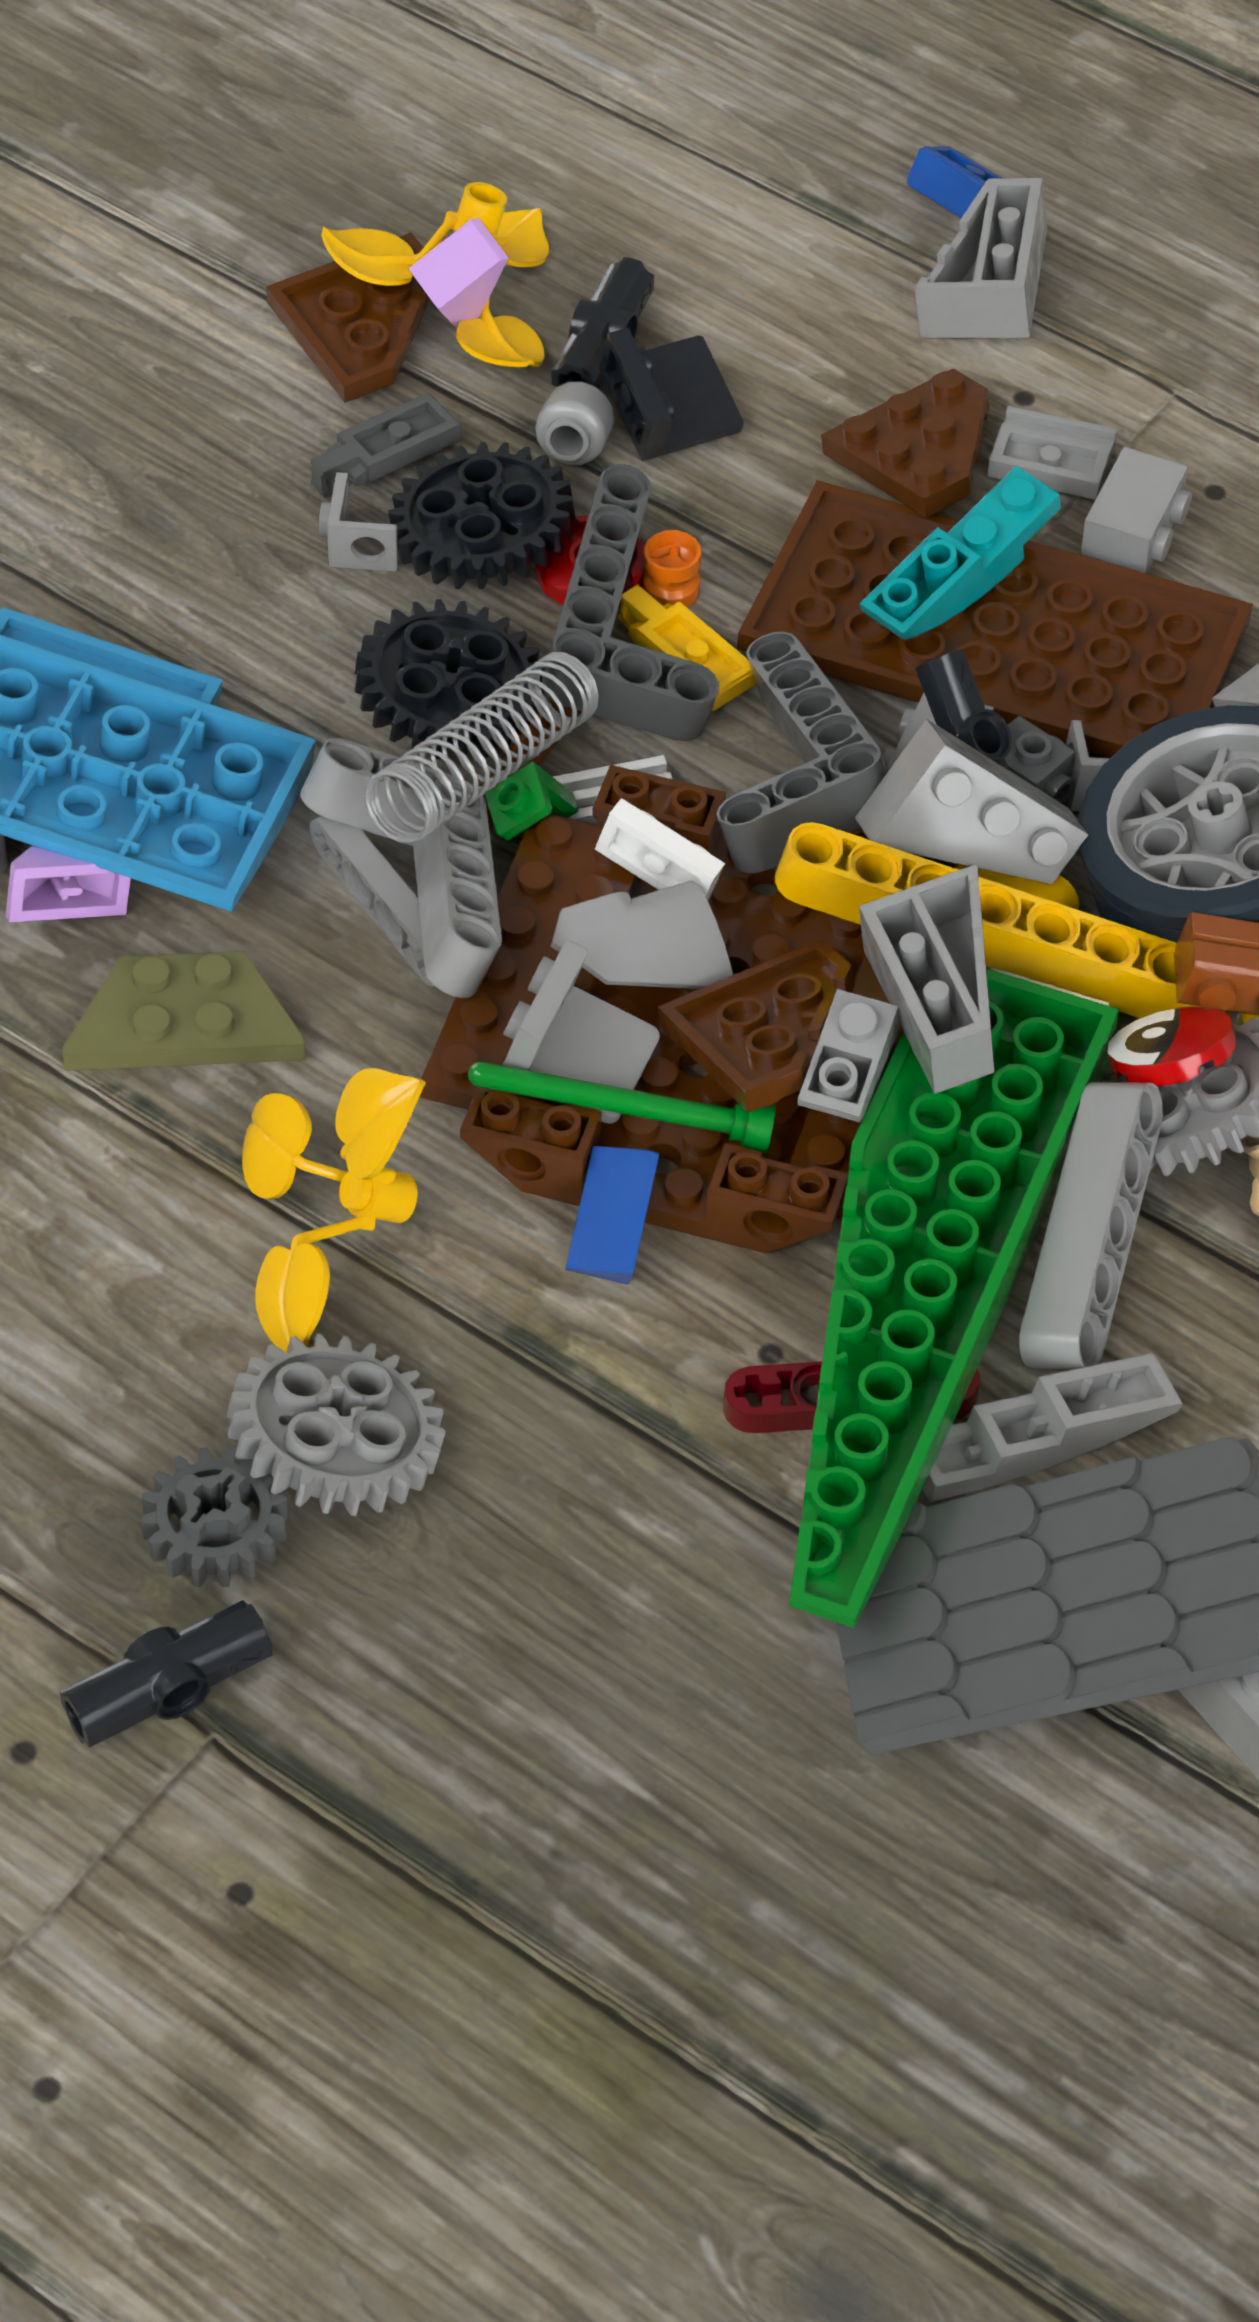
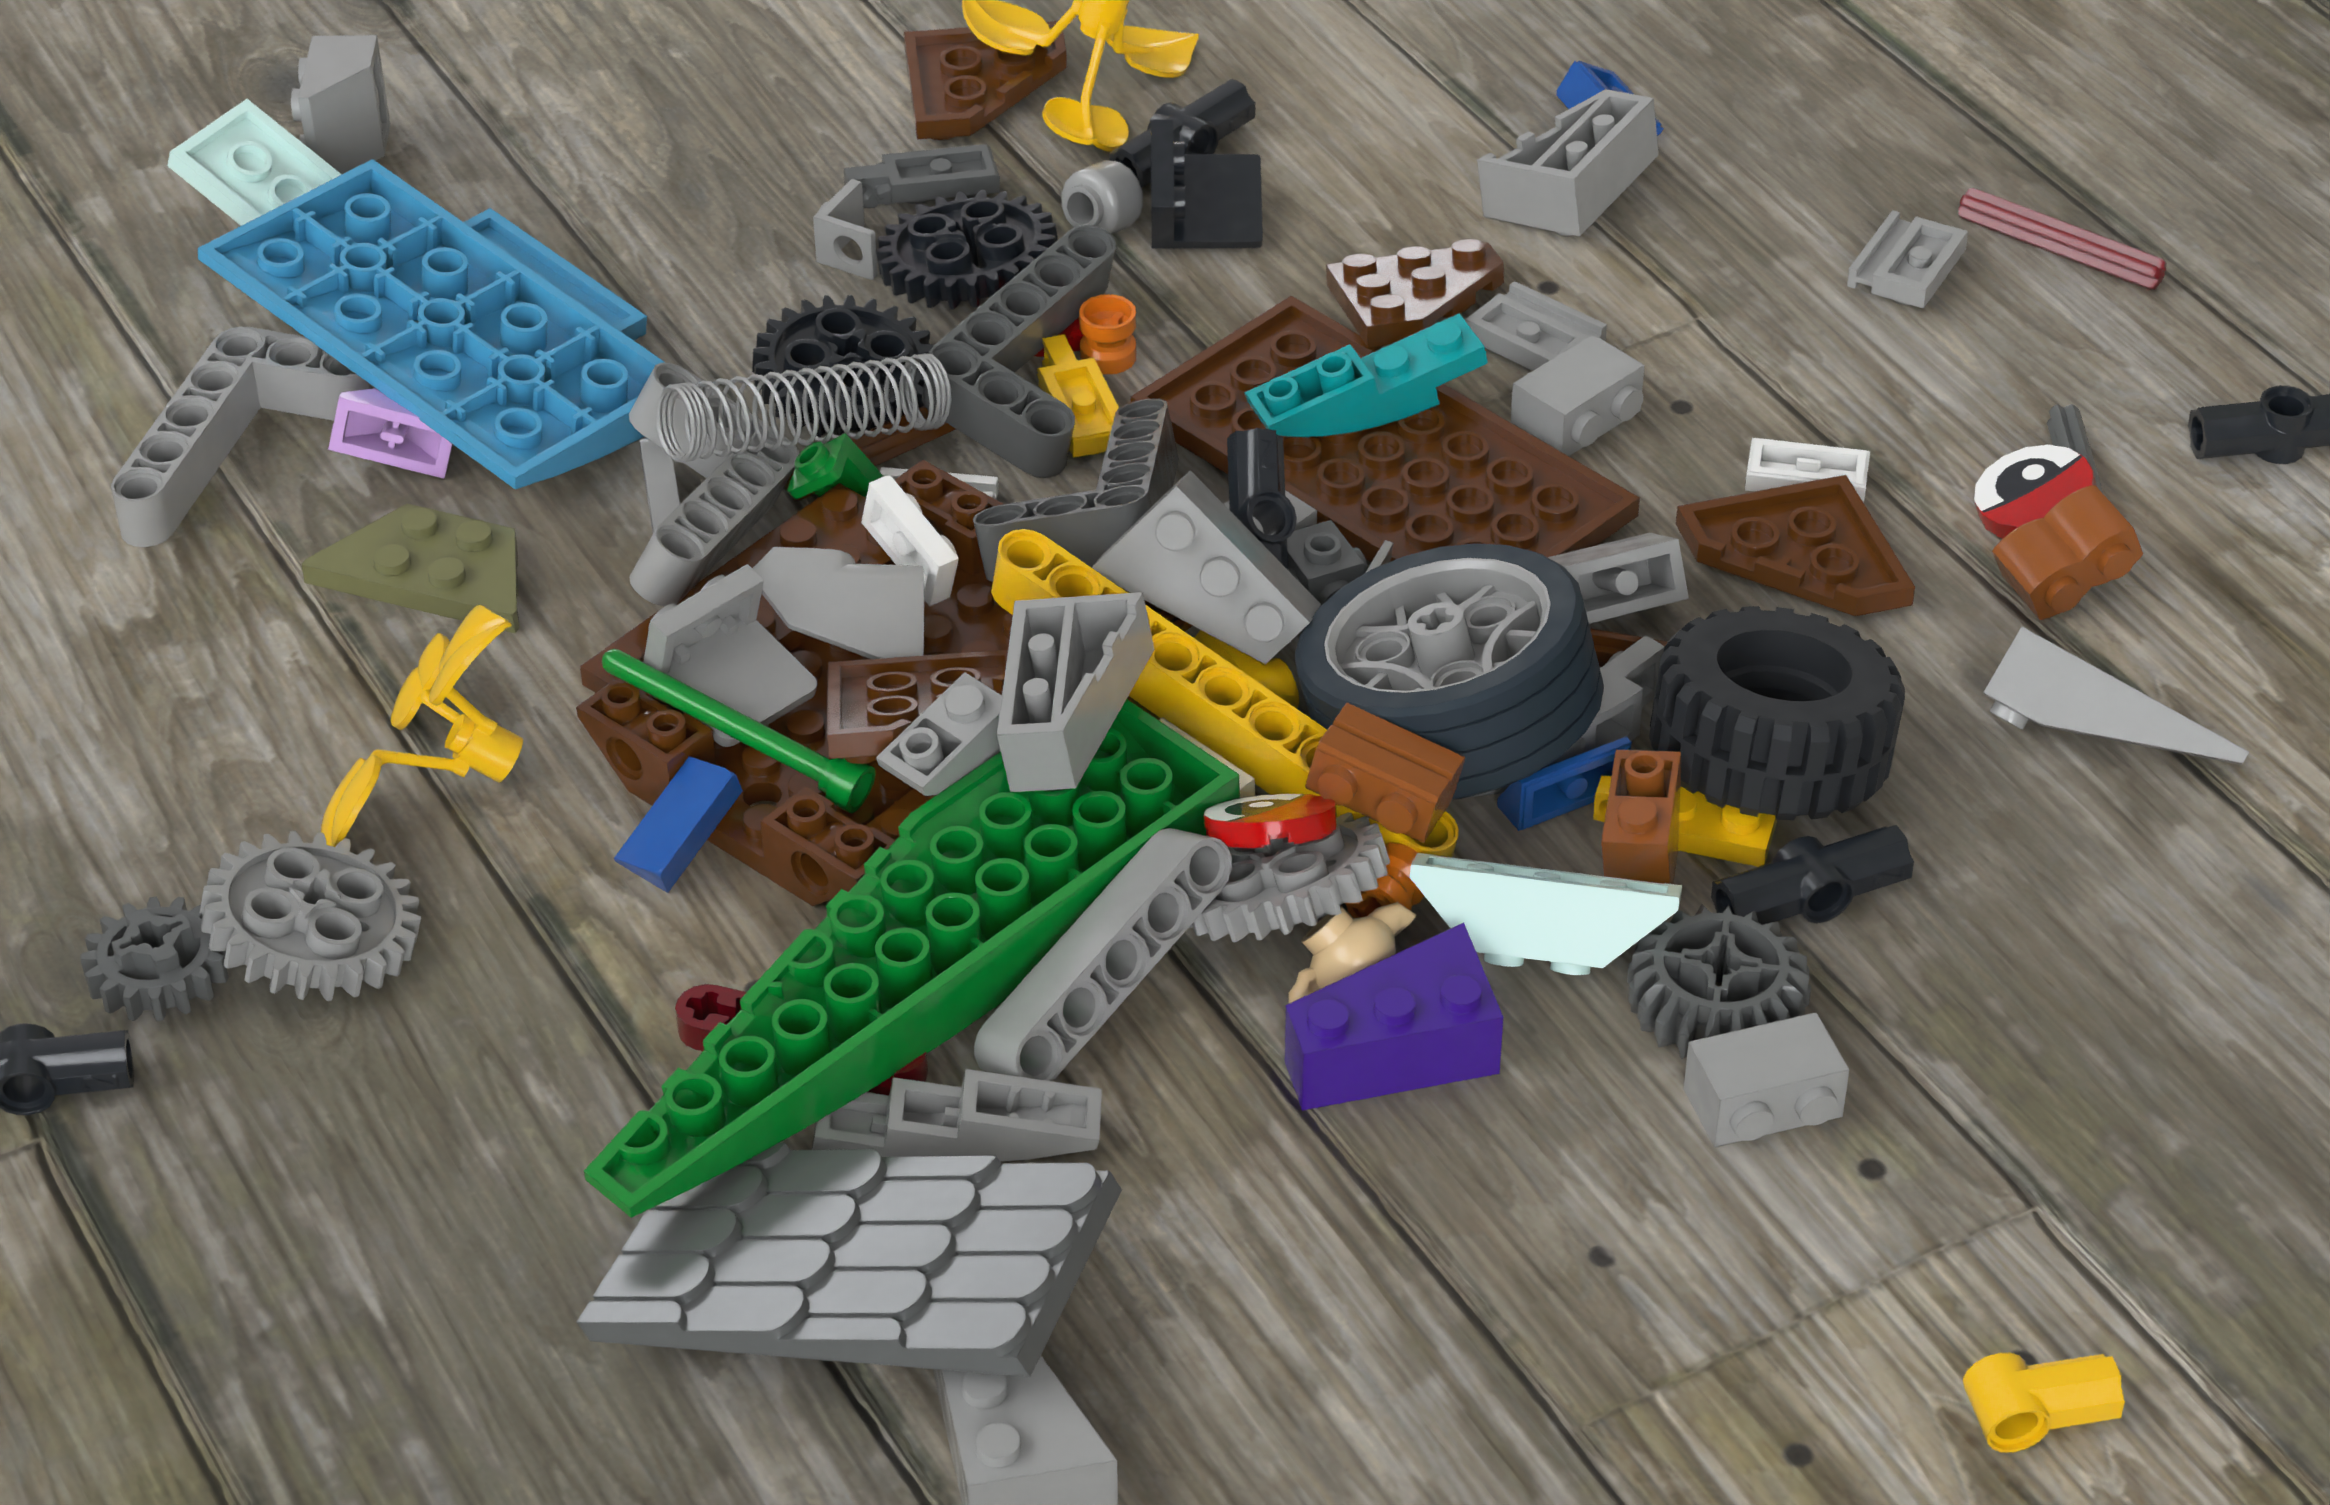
camera: 25 degrees right, 10 degrees down
(462, 271) = (1062, 51): lavender slope -> none

